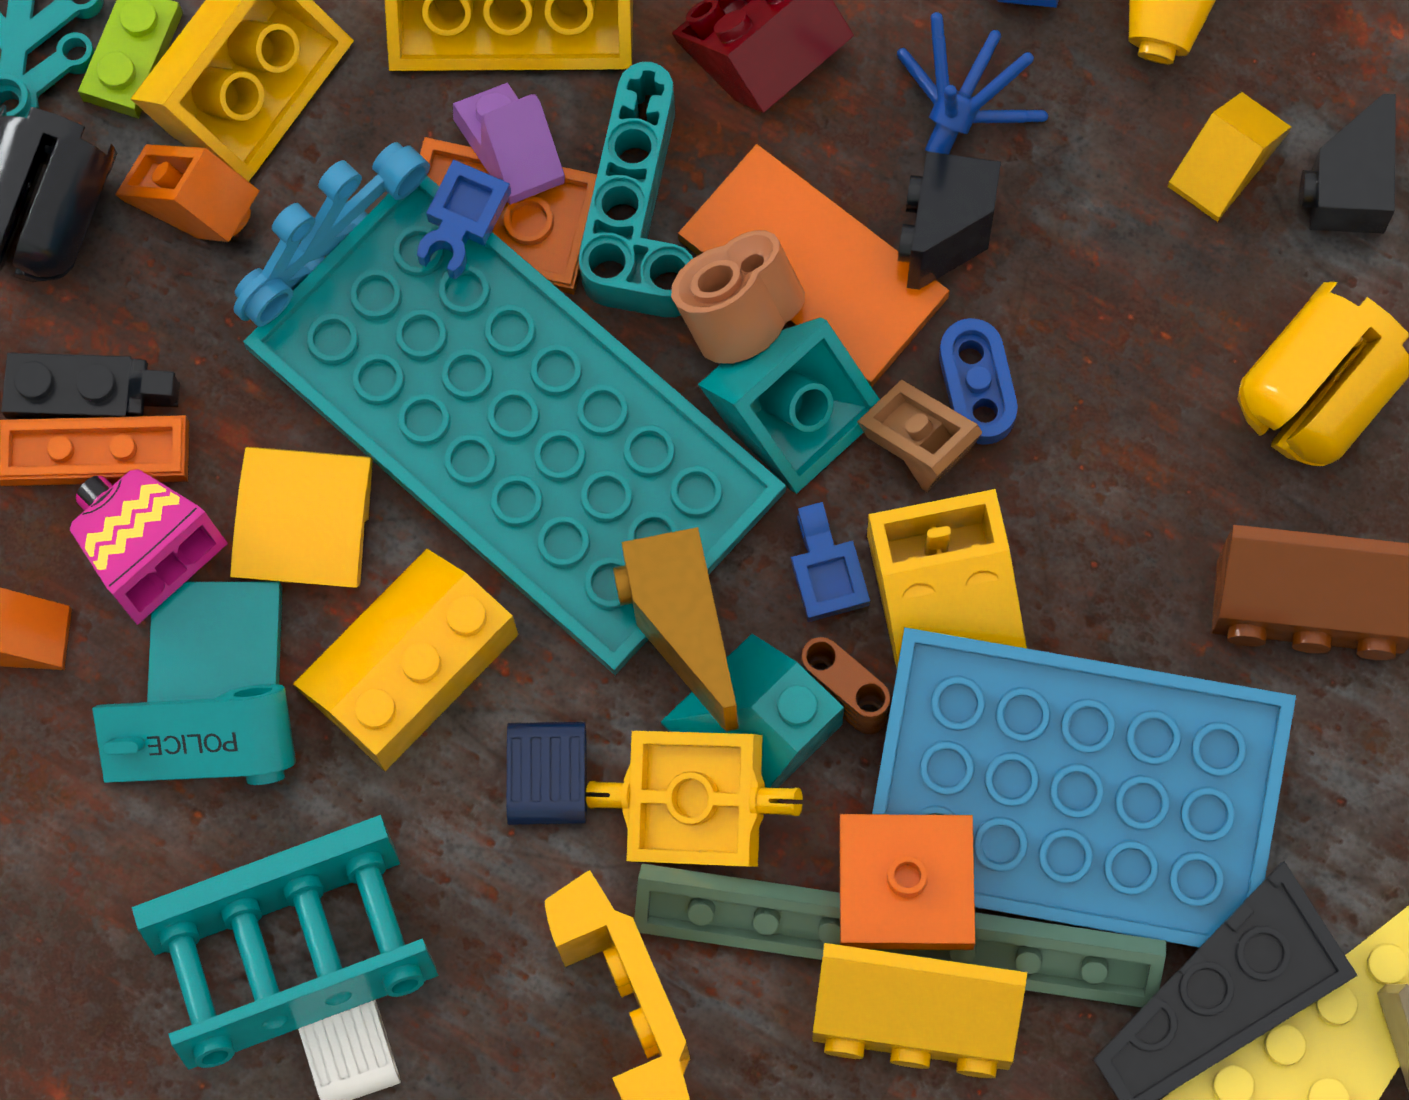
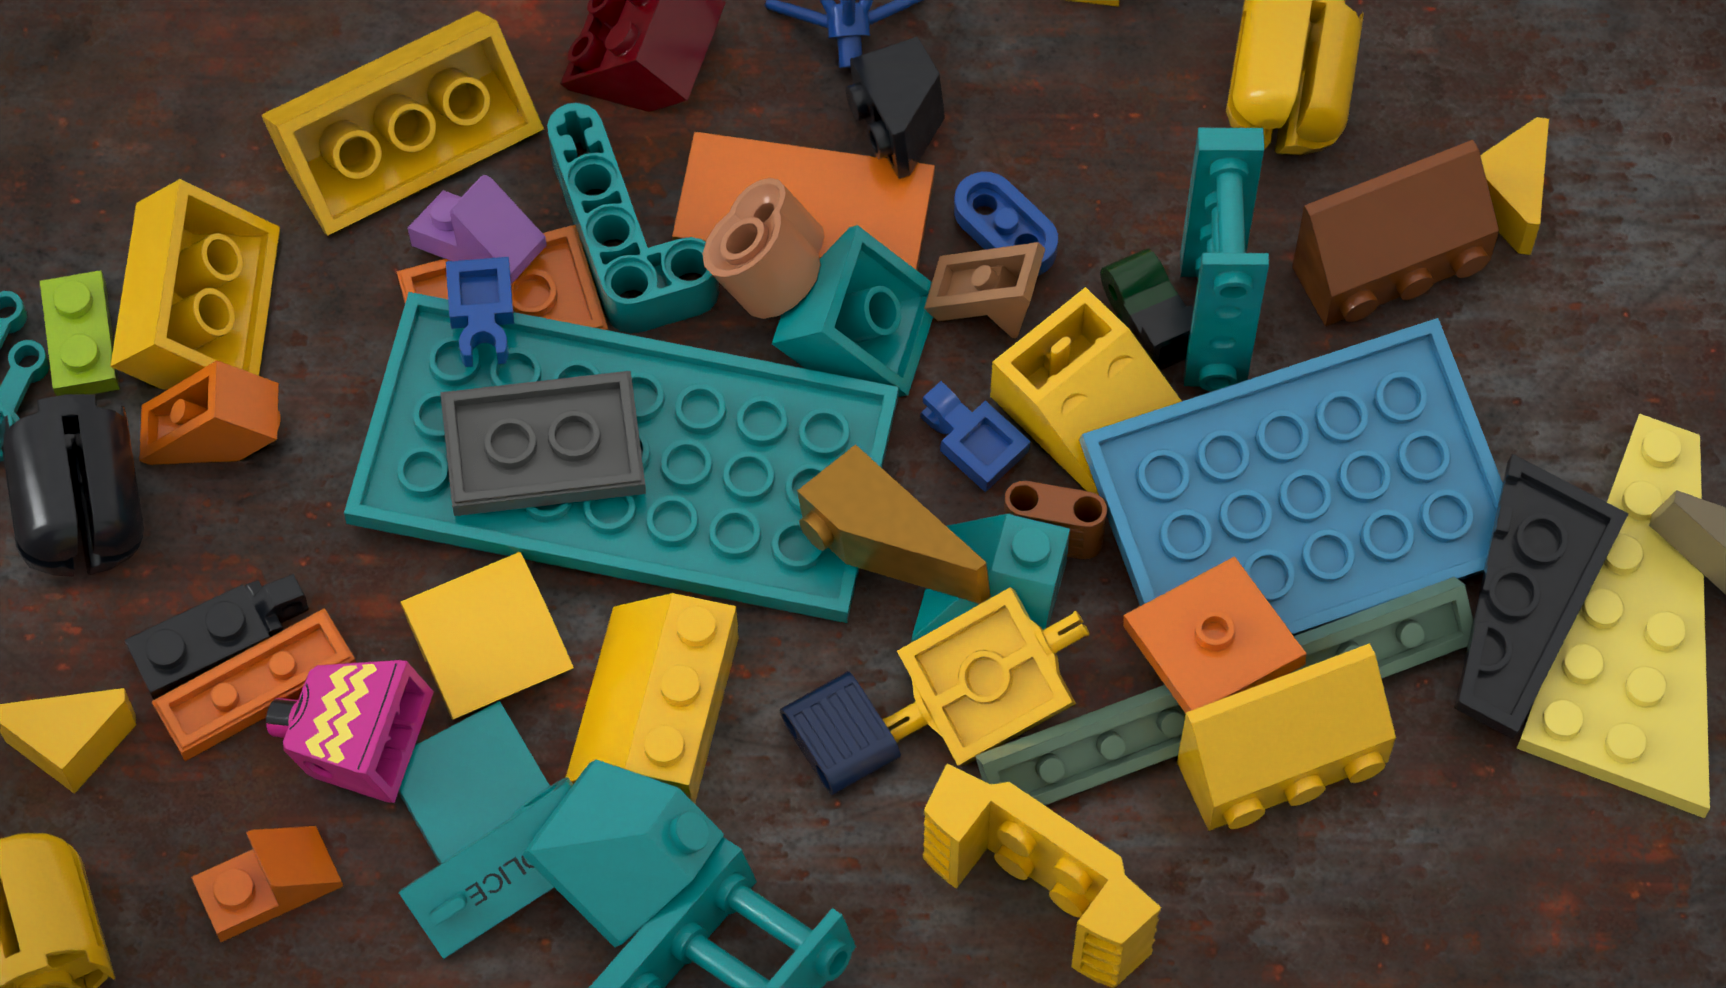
camera: 35 degrees left, 10 degrees down
(268, 291) = (360, 376): dark azure plant -> none
(287, 778) = (622, 847): none -> teal slope
(444, 370) = (542, 443): none -> dark grey tile
(1057, 535) = (1149, 306): none -> leg
(1145, 507) = (1215, 251): none -> teal fence

